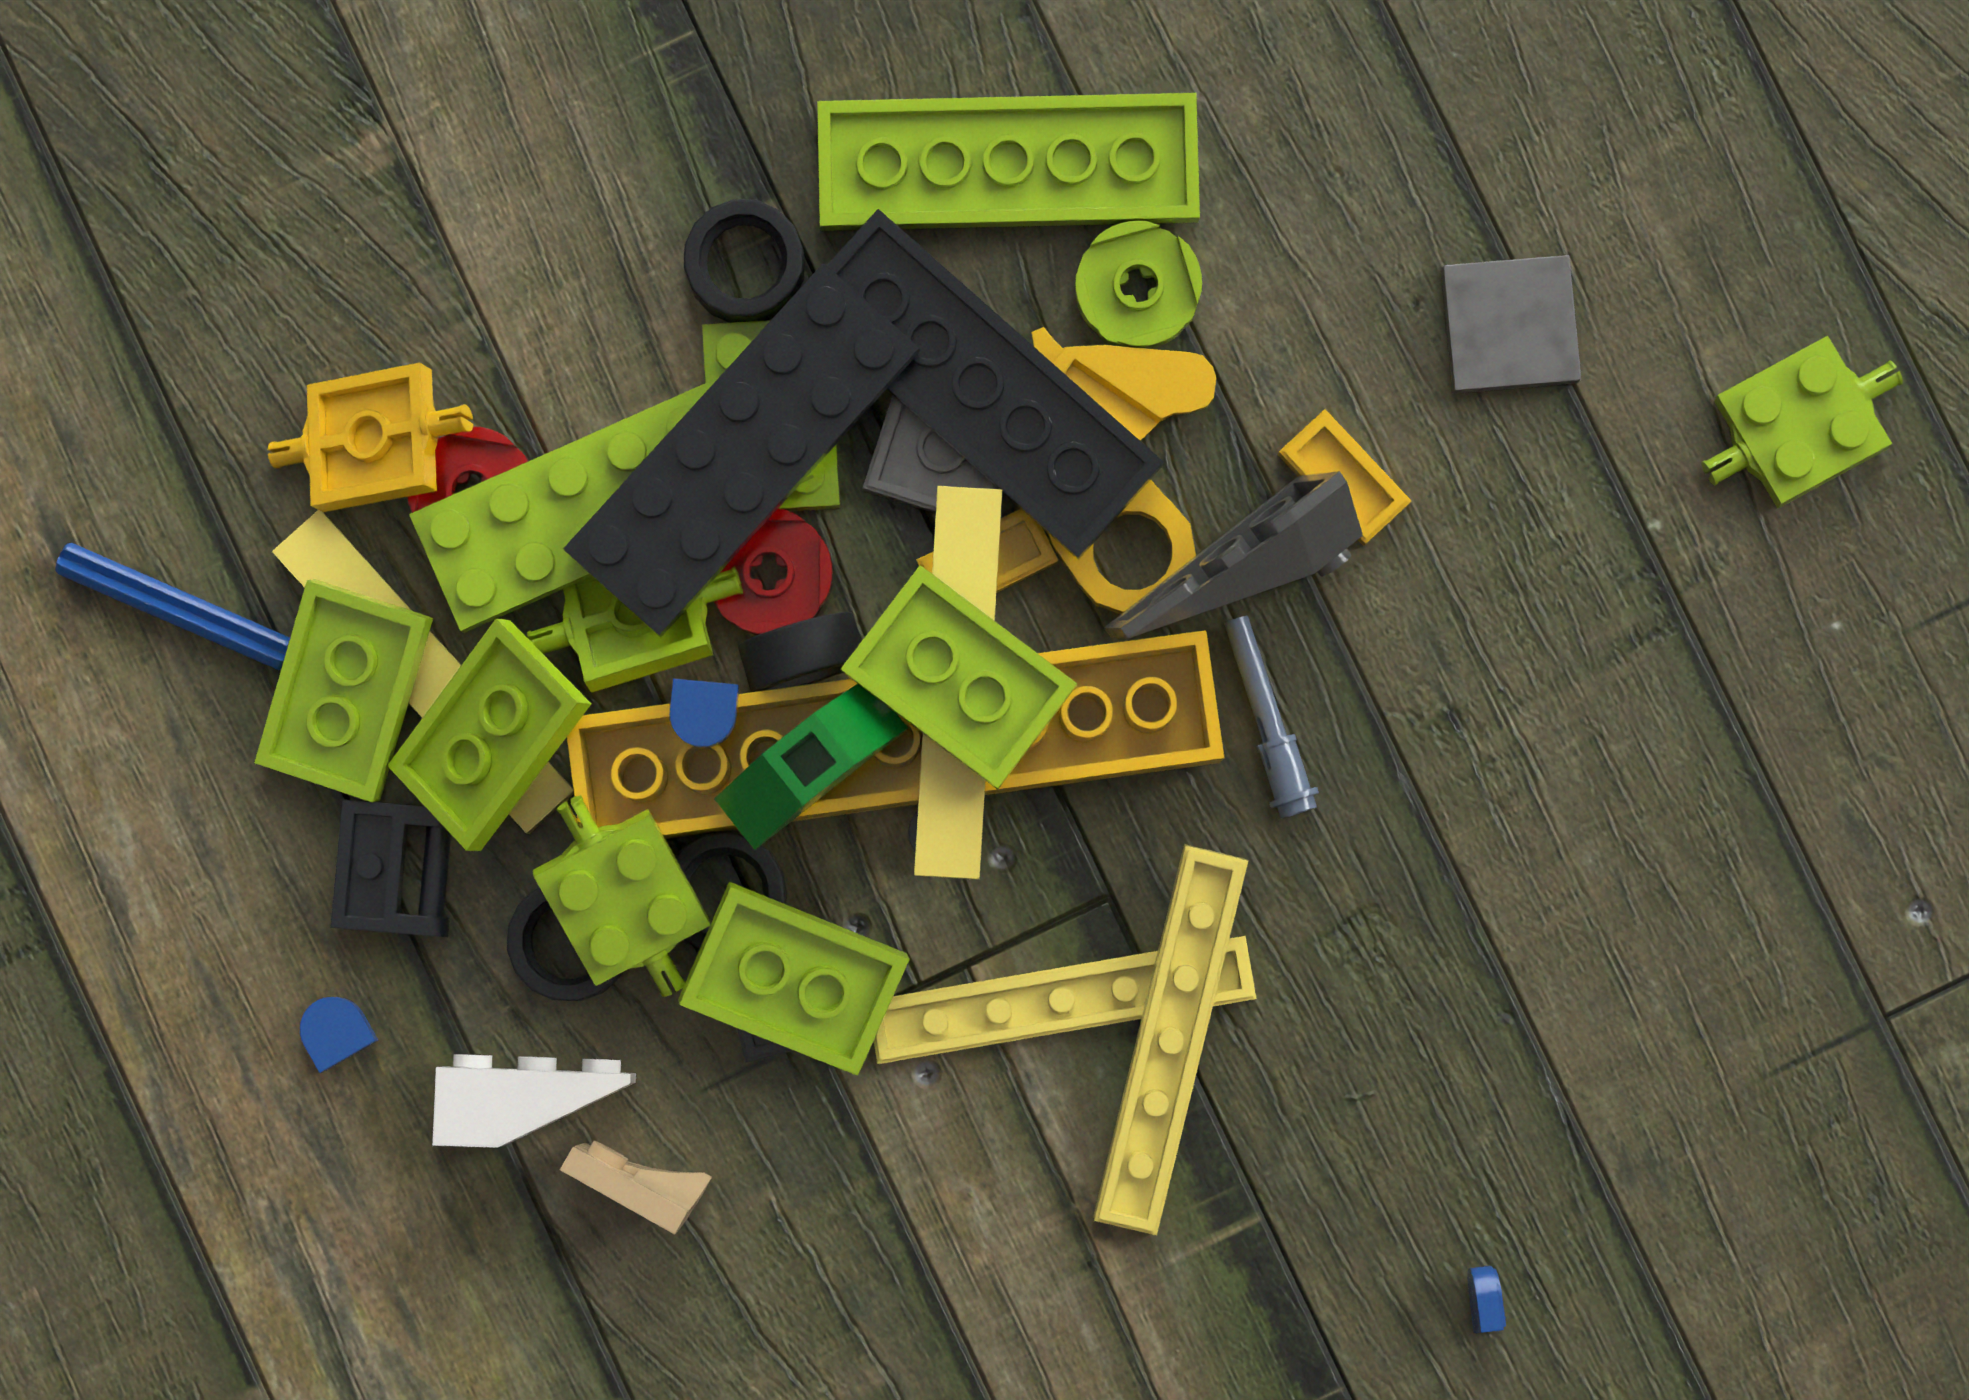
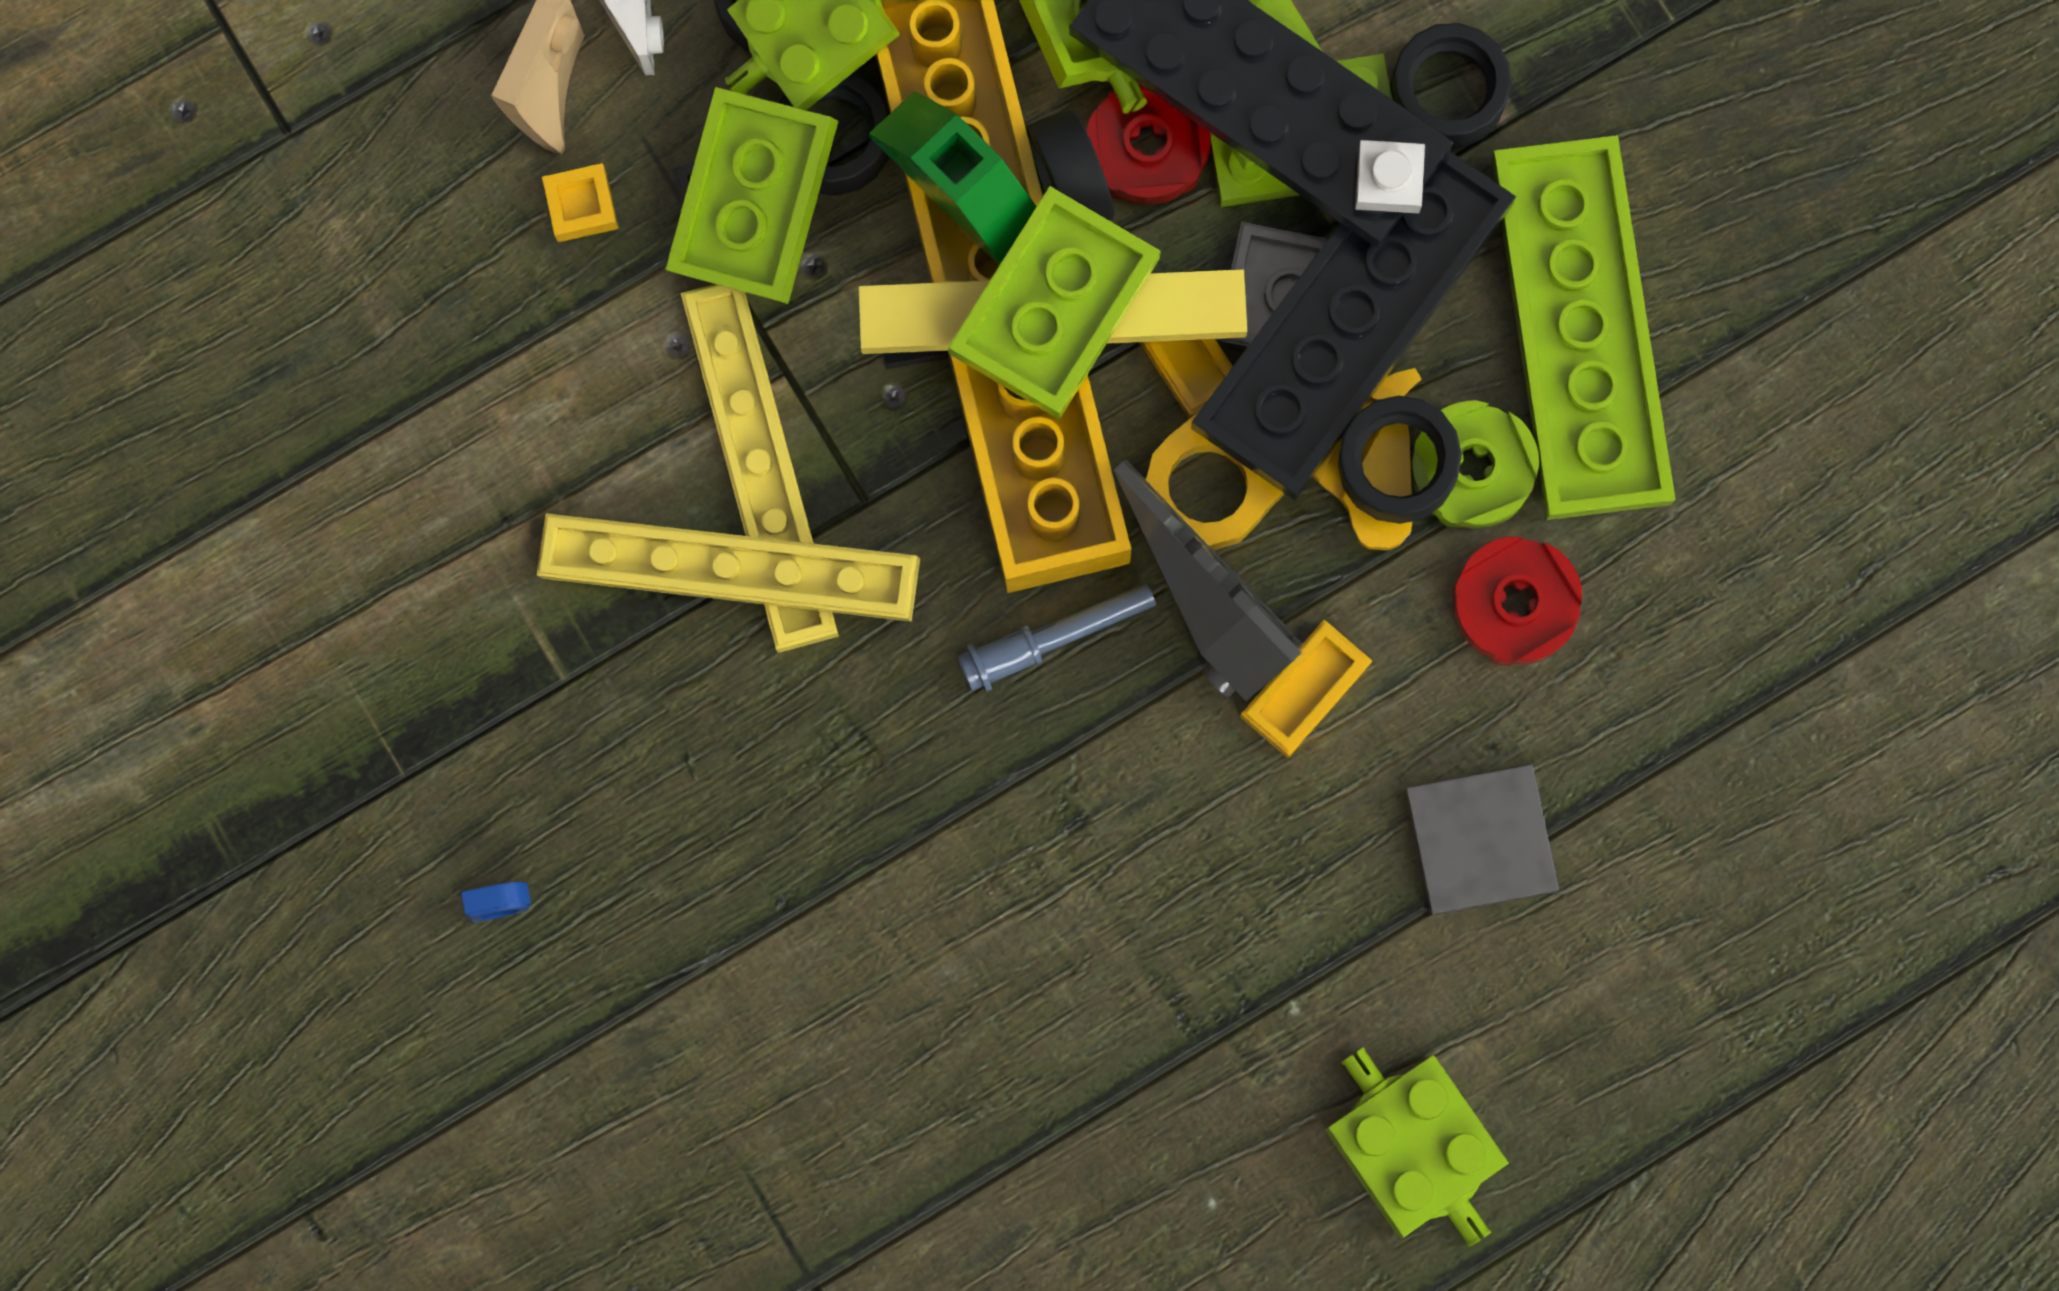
camera: 90 degrees right, 5 degrees down
(703, 711) = (998, 74): blue tile -> none
(771, 1159) = (580, 202): none -> yellow plate
(860, 328) = (1390, 176): none -> white plate
(1150, 310) = (1409, 412): none -> black tyre
(1290, 225) = (1525, 565): none -> red plate

